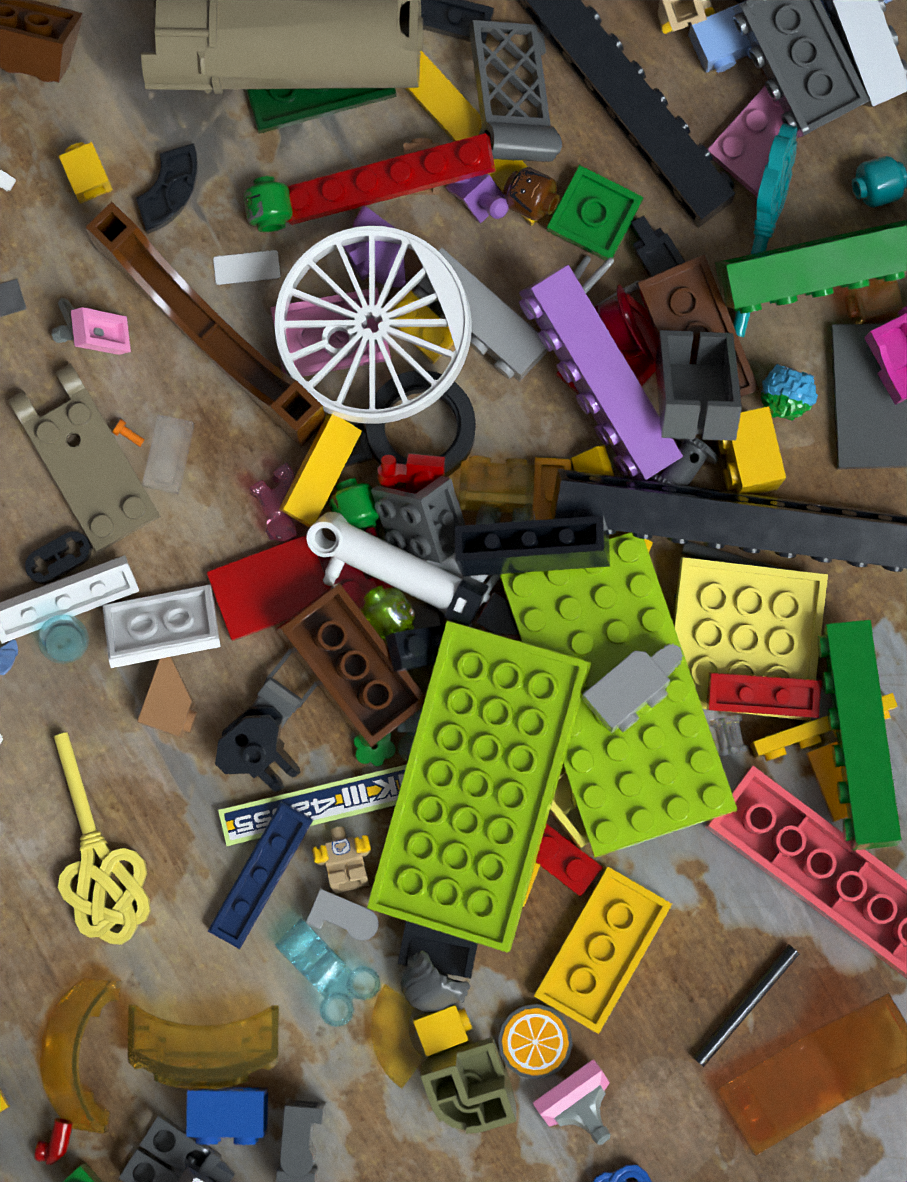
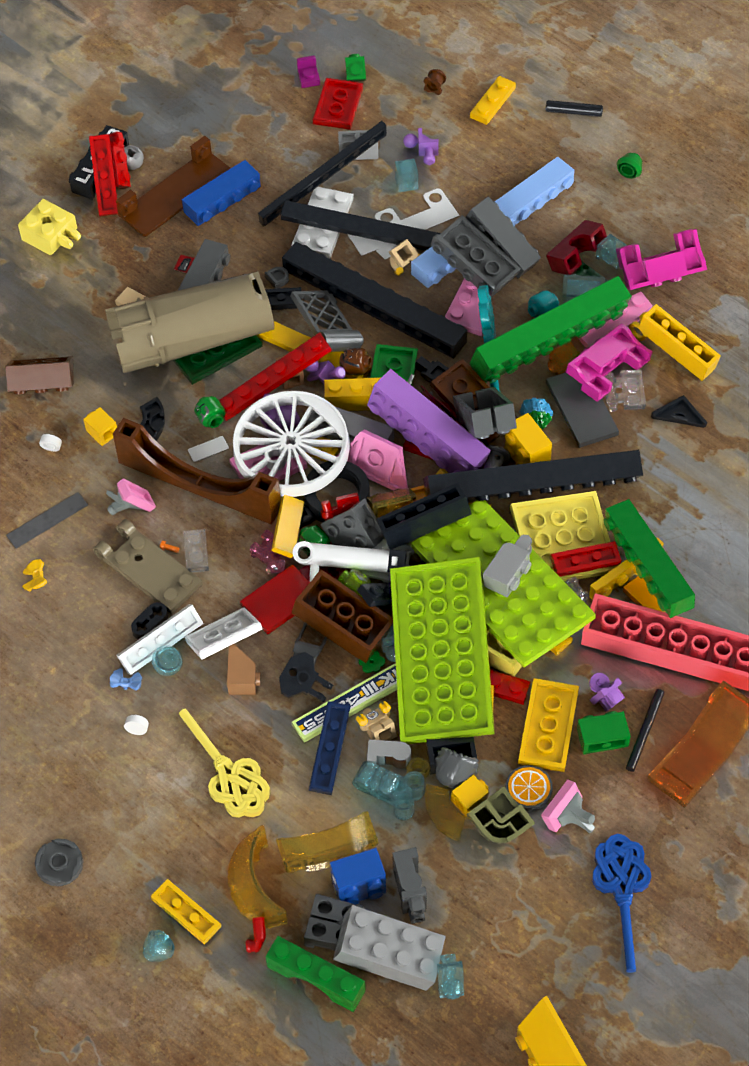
camera: 15 degrees left, 25 degrees down
(372, 944) = (418, 763): none -> clear yellow plate
(502, 396) = (379, 460): none -> bright pink wing
(510, 250) = (349, 393): none -> yellow brick
(679, 993) = (603, 732): none -> green brick
(707, 933) = (607, 694): none -> medium lavender hips

